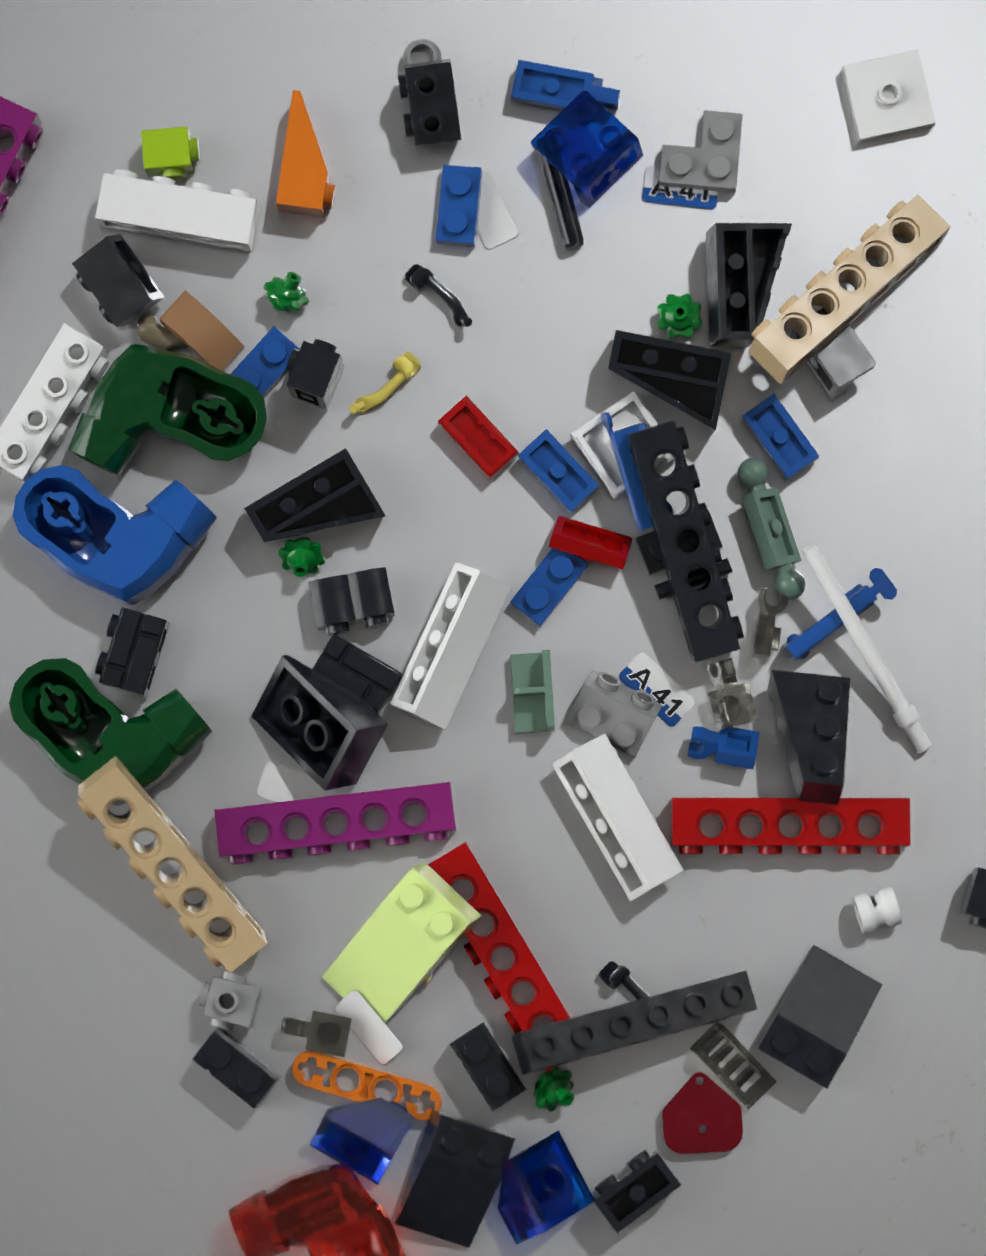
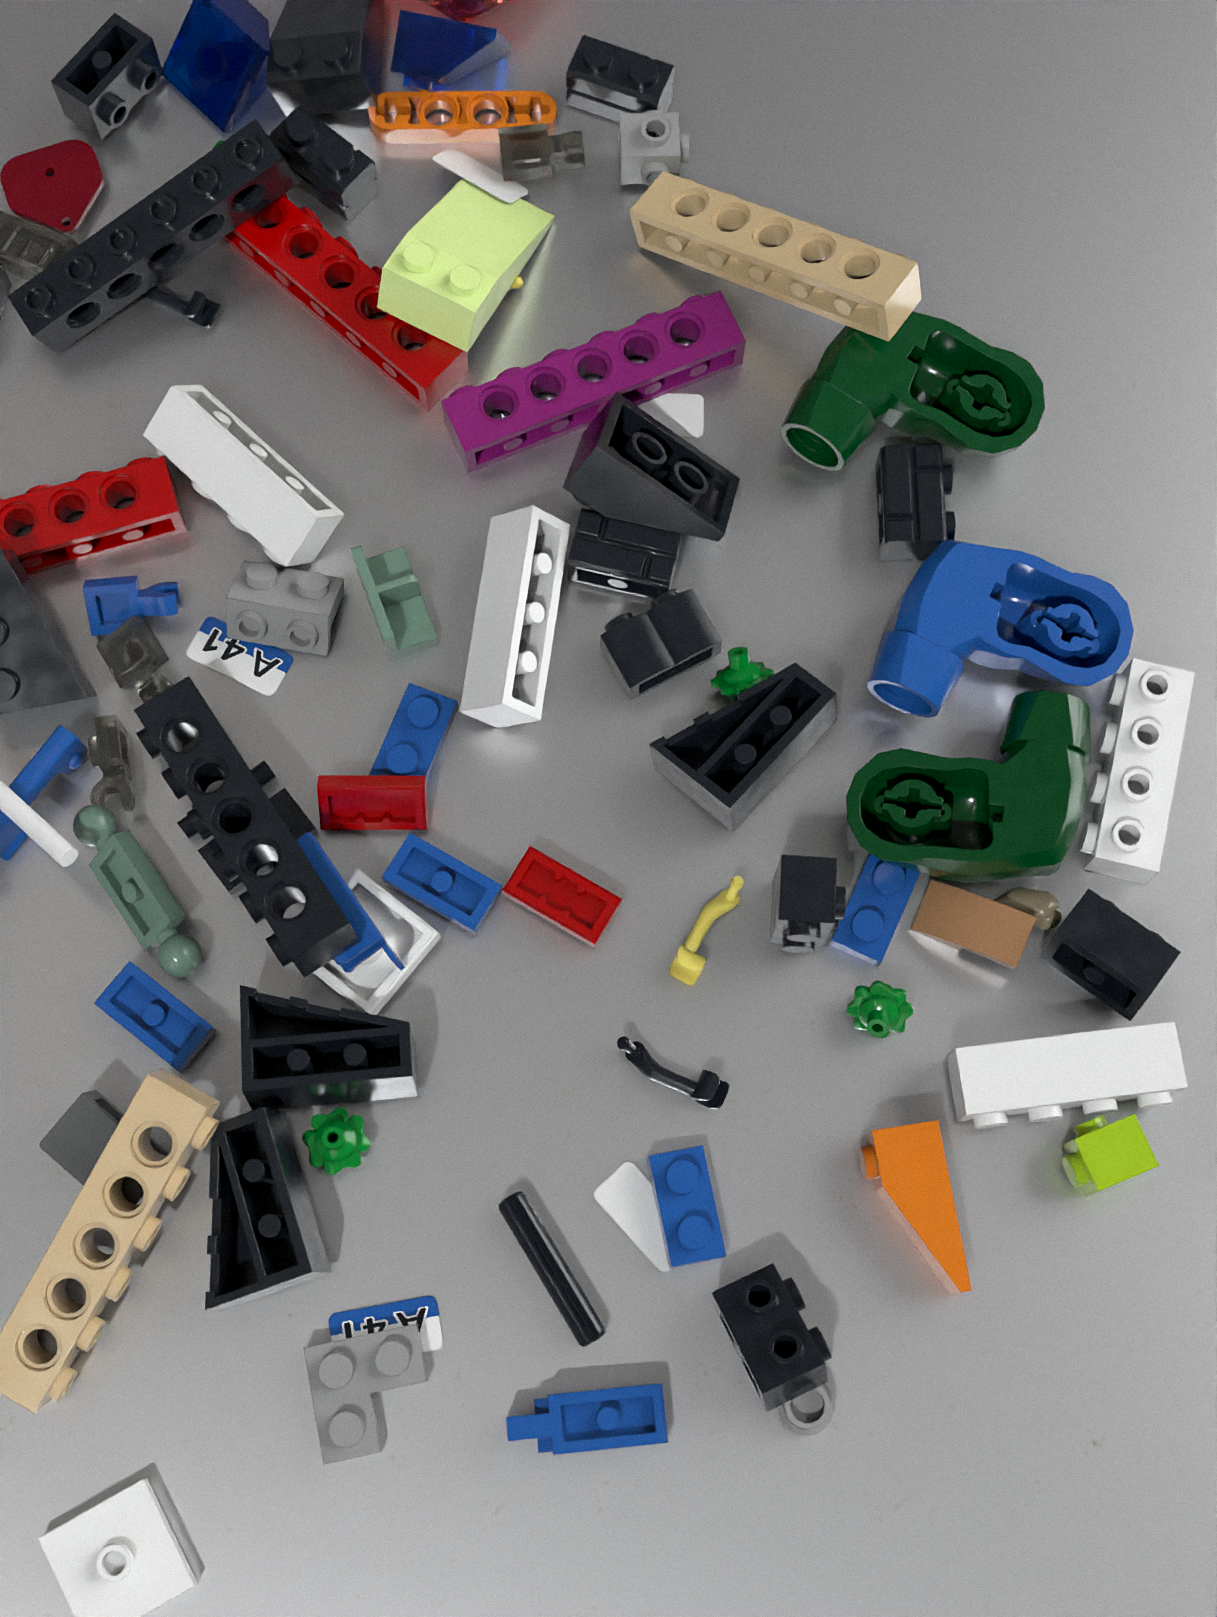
camera: 155 degrees right, 10 degrees down
(588, 147) = (532, 1341): clear blue bracket -> none

